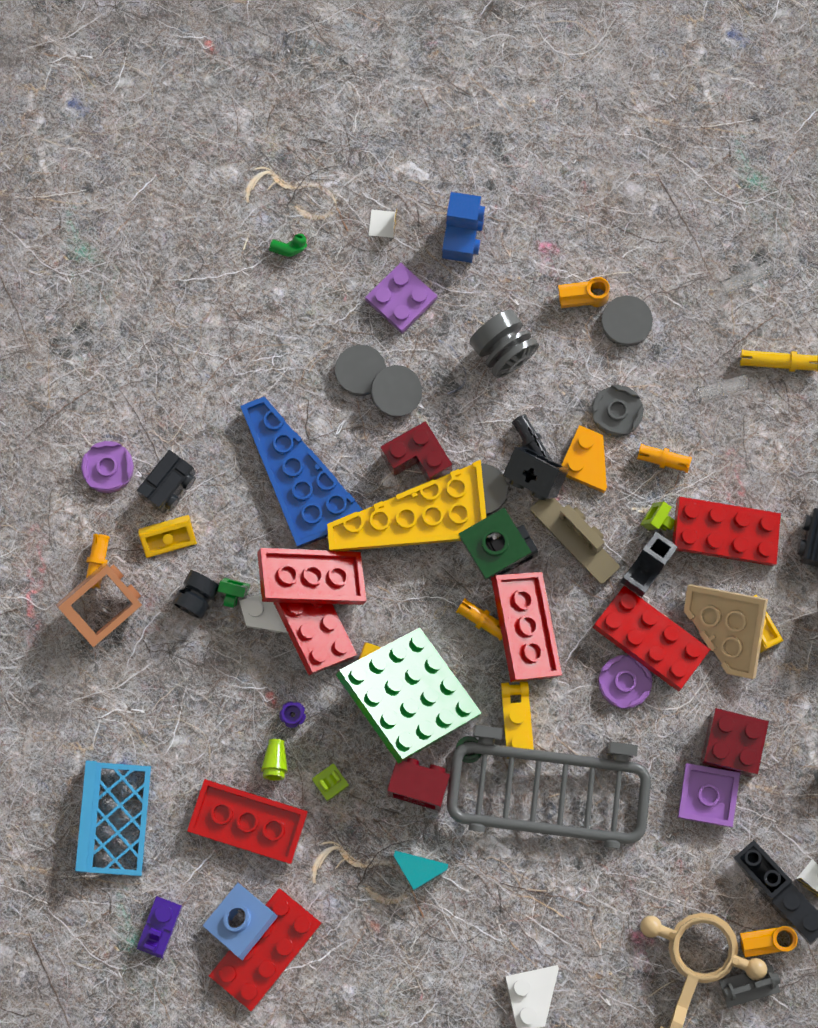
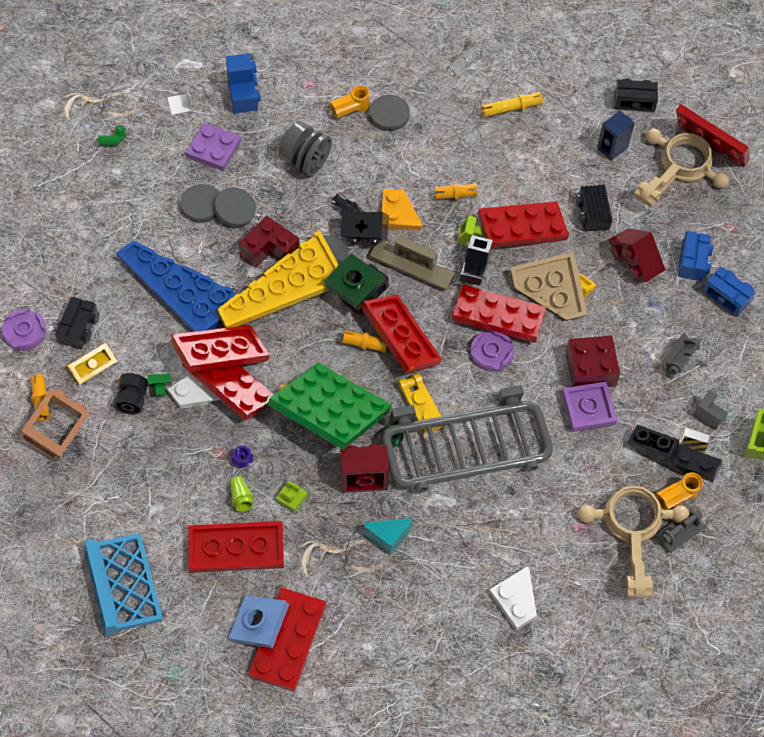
camera: 25 degrees left, 15 degrees down
(159, 927) = (192, 653): dark purple plate -> none
(617, 410) = (407, 172): dark grey tile -> none

